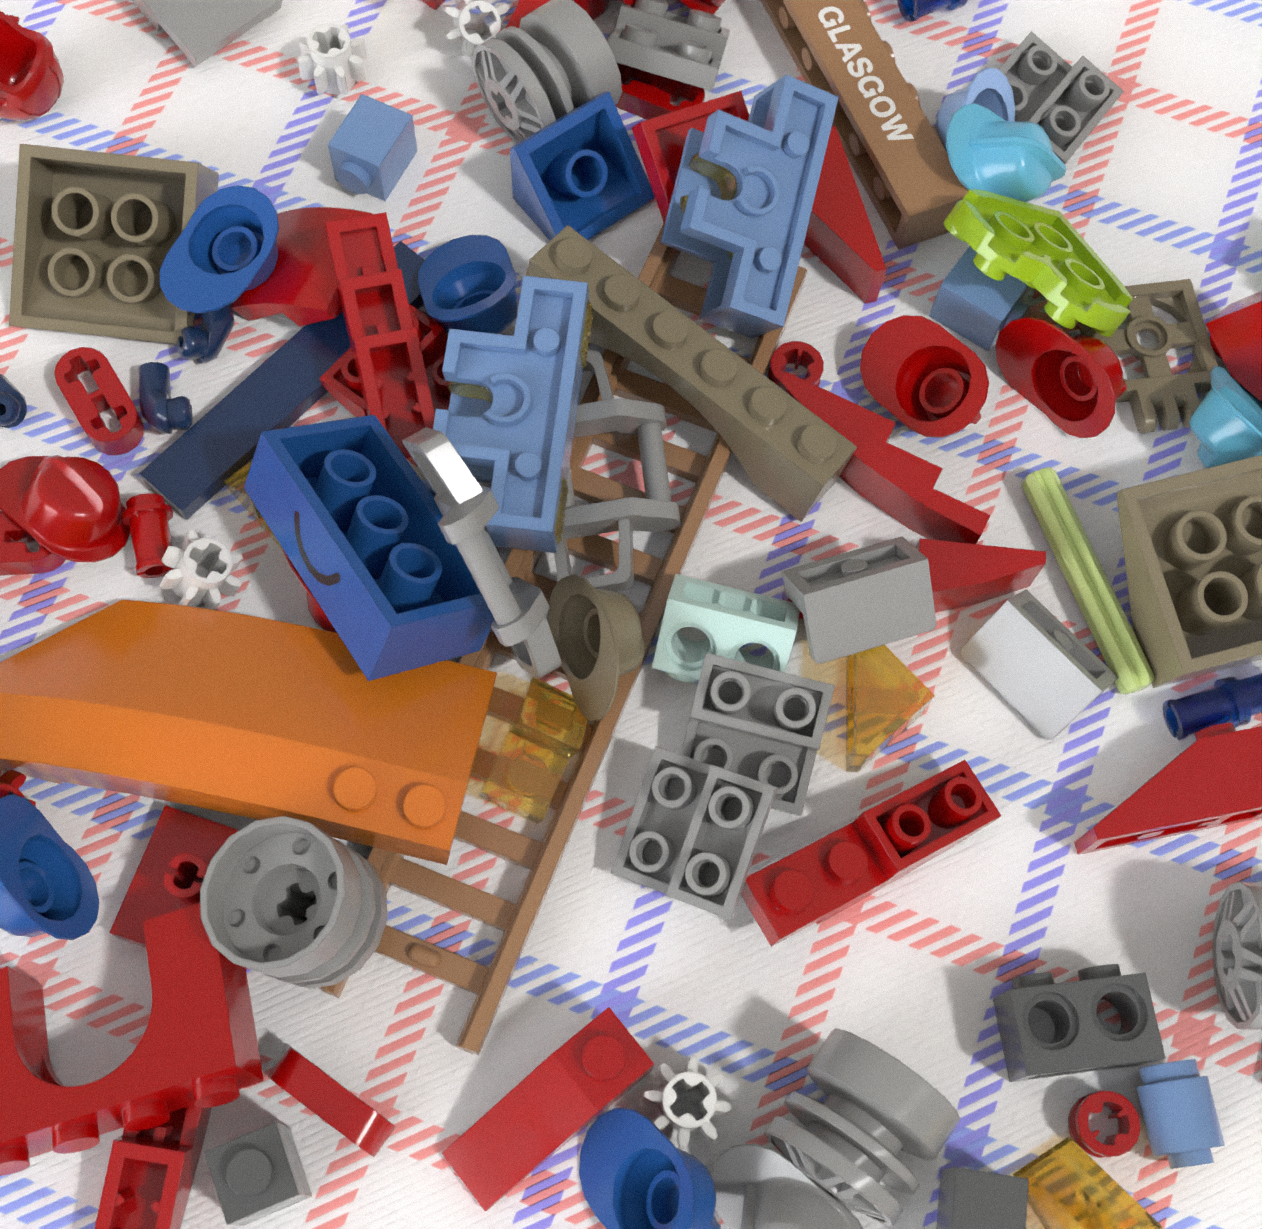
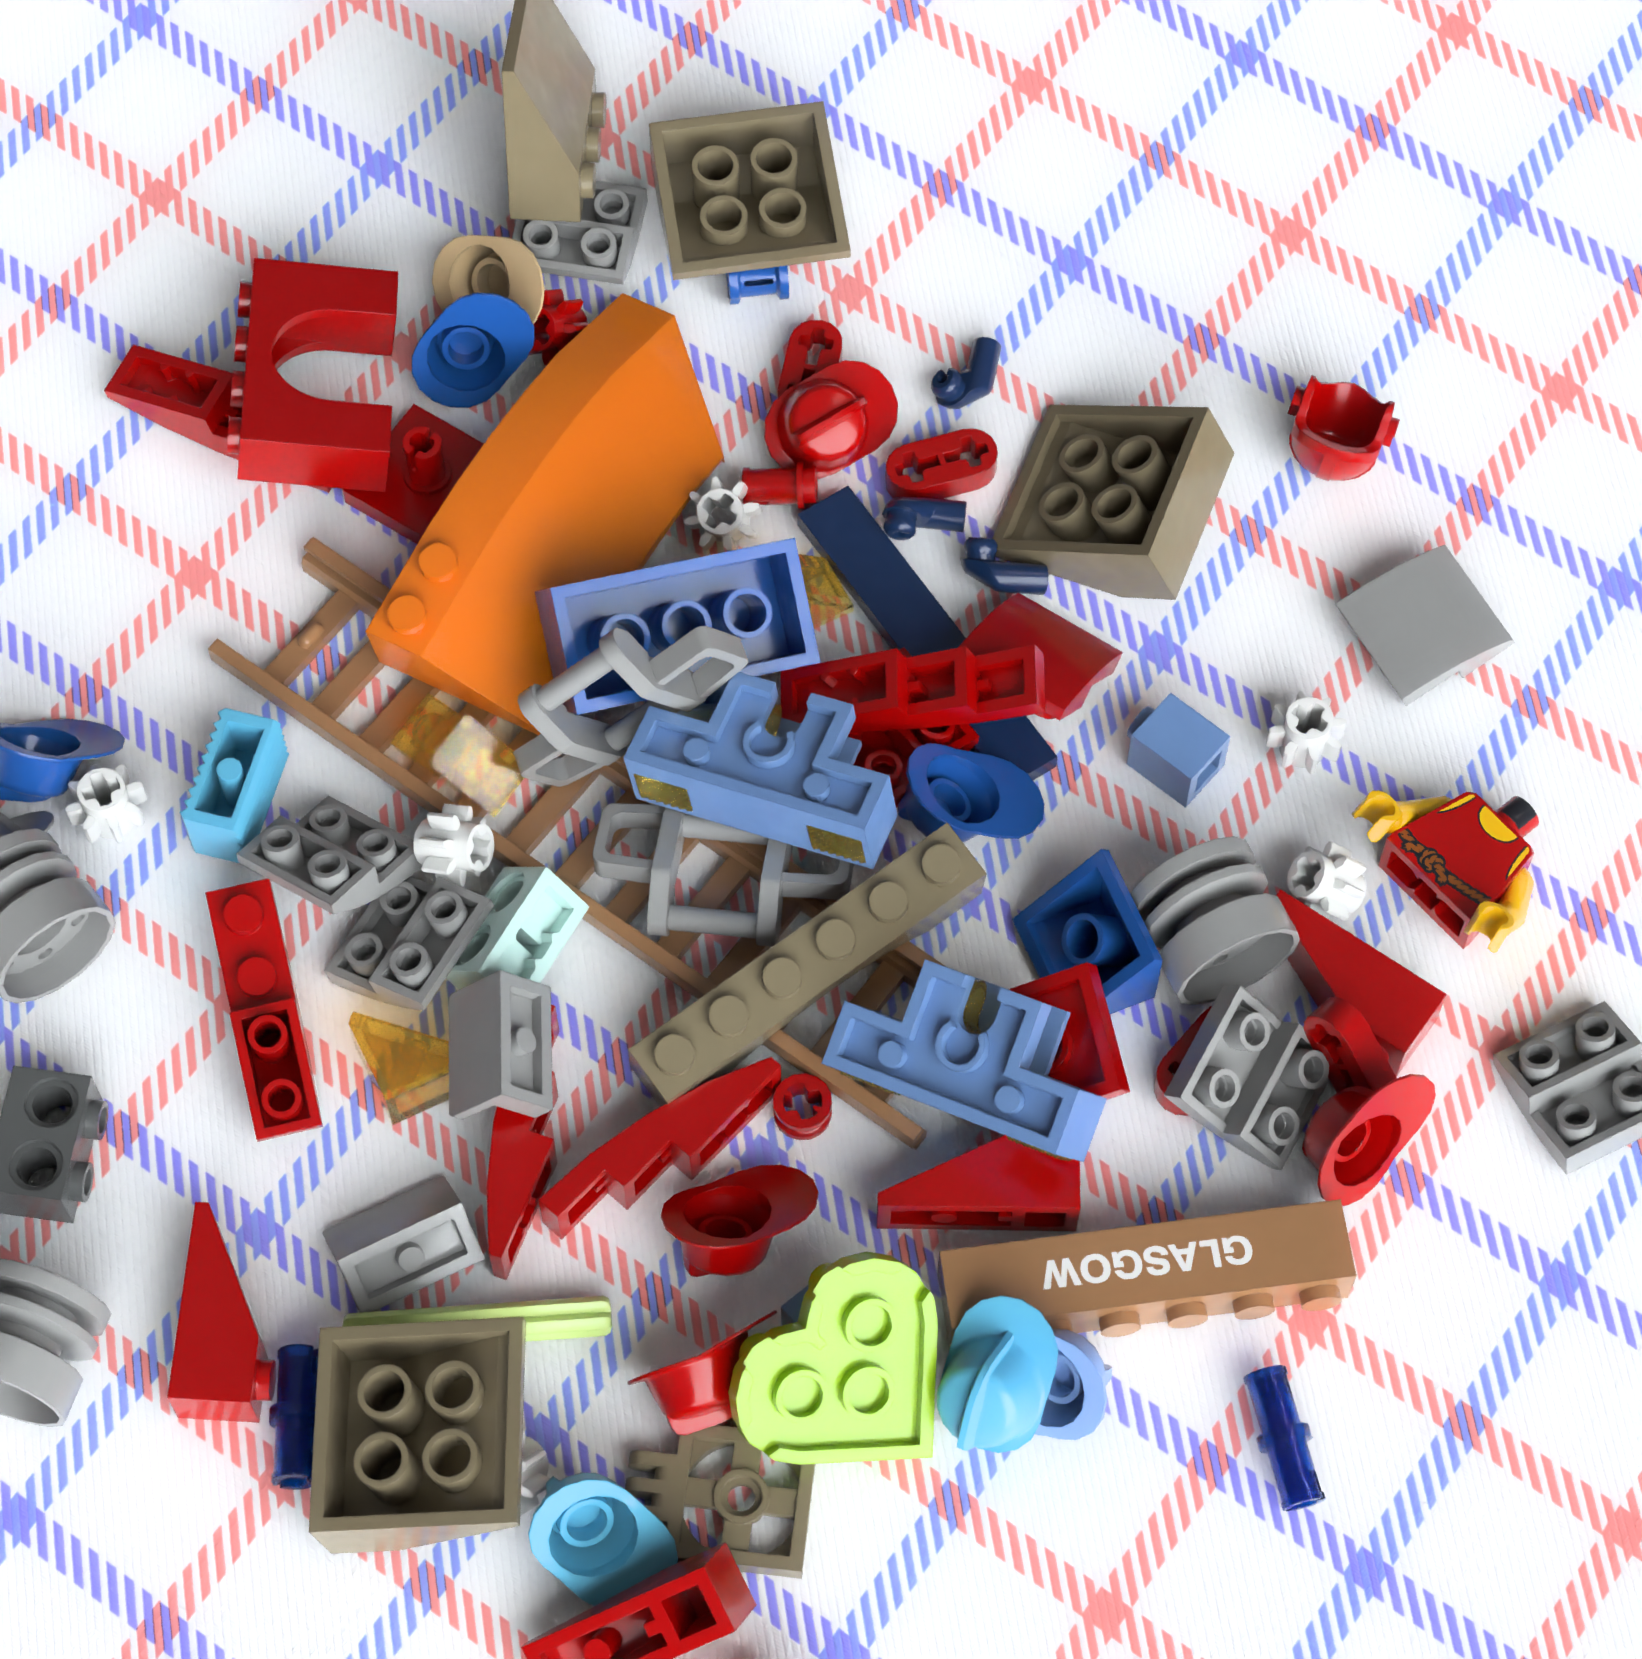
camera: 110 degrees right, 5 degrees down
(222, 251) = (1048, 569): blue piece -> none
(258, 1174) = (172, 475): dark grey brick -> none
(267, 884) = (361, 511): light grey wheel -> none
(331, 1101) = (212, 539): red beam -> none
(548, 1108) = (147, 706): red slope -> none
(596, 641) = (540, 827): dark tan piece -> none
(641, 958) = (234, 784): none -> medium azure brick
(651, 712) = (453, 844): none -> white gear
(1058, 96) = (1095, 1501): light grey slope -> none

